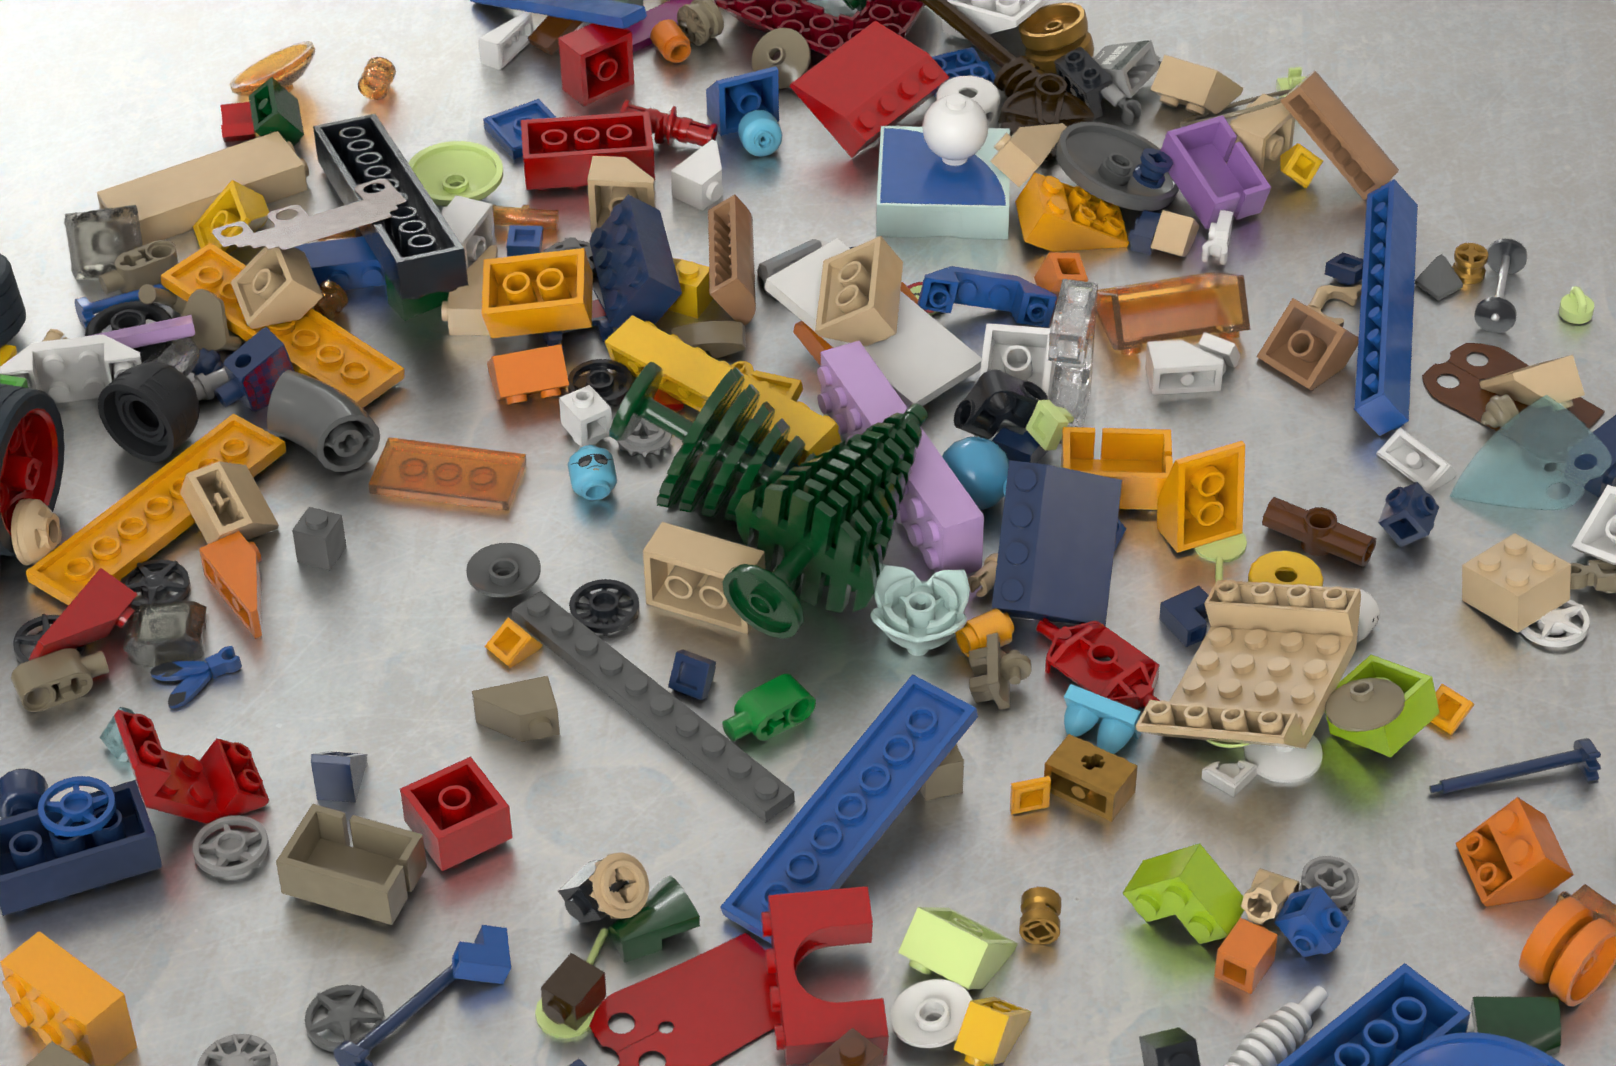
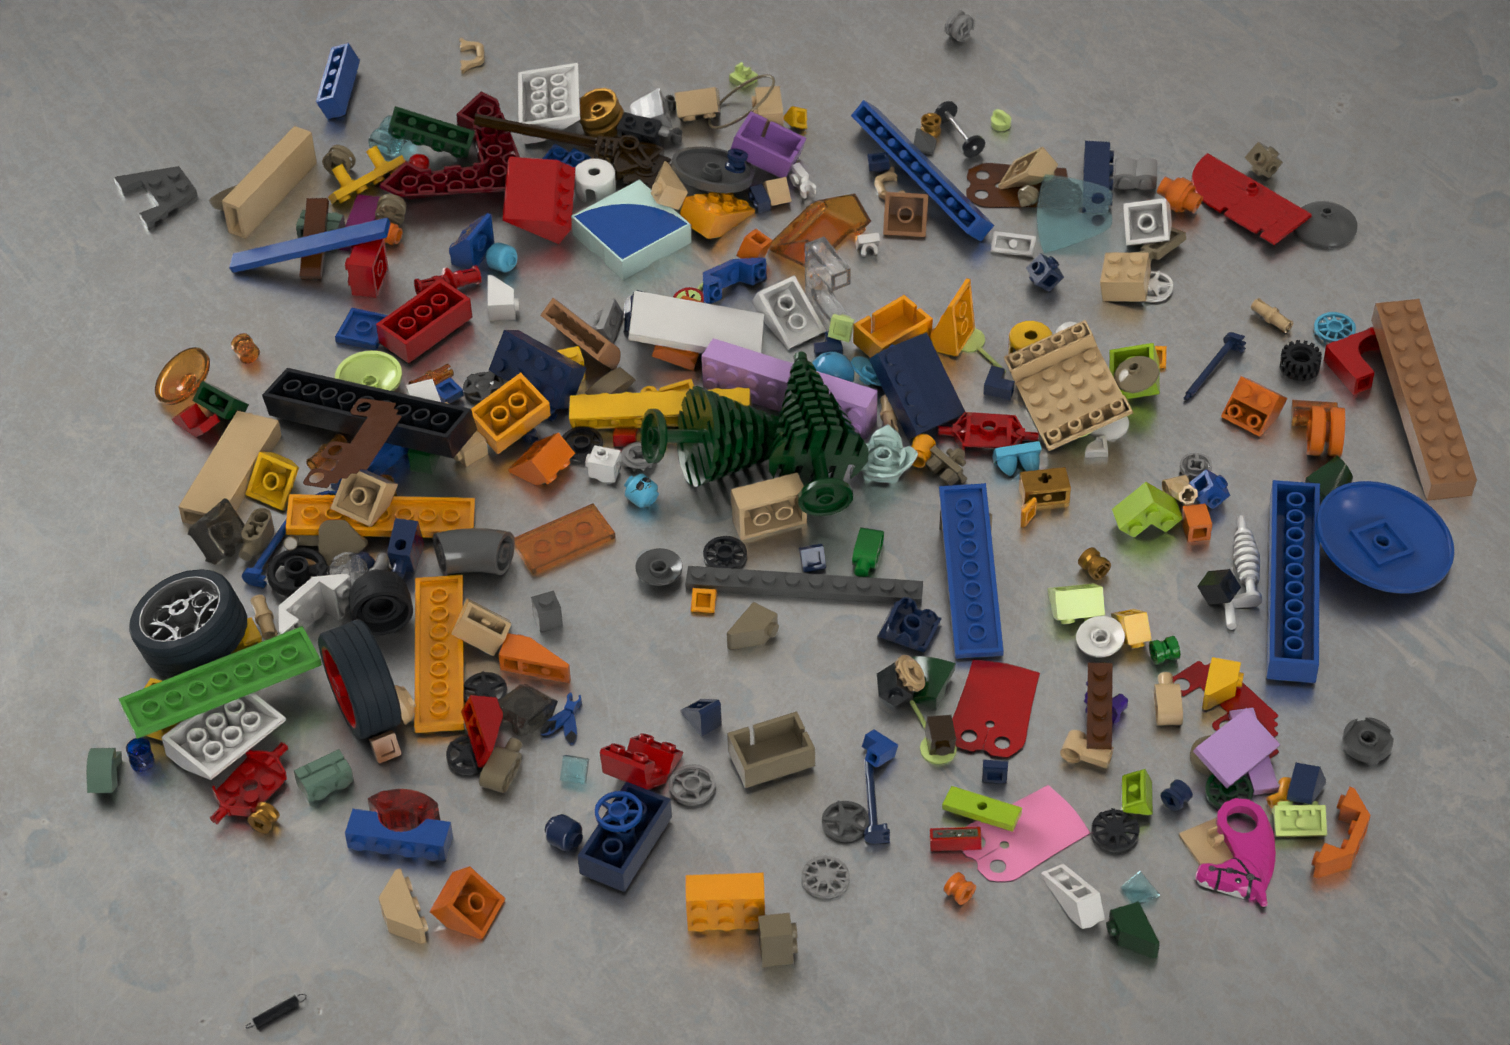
camera: 40 degrees left, 5 degrees up
(154, 332) = (318, 566): lavender tile -> none
(456, 813) = (788, 691): red brick -> none
(504, 42) = (291, 288): white slope -> none
(611, 181) = (477, 335): tan slope -> none
(710, 833) = (909, 625): none -> dark blue slope
(793, 58) = (458, 196): dark tan dish -> none
(798, 927) = (1053, 678): red arch -> none
(860, 294) = (684, 314): tan slope -> none
(955, 128) = (629, 194): white brick -> none
(994, 399) = (802, 330): black piece -> none
(1181, 368) = (863, 260): white slope -> none
(1319, 531) = (1012, 305): reddish brown piece -> none
(1339, 135) = (810, 89): medium nougat brick -> none

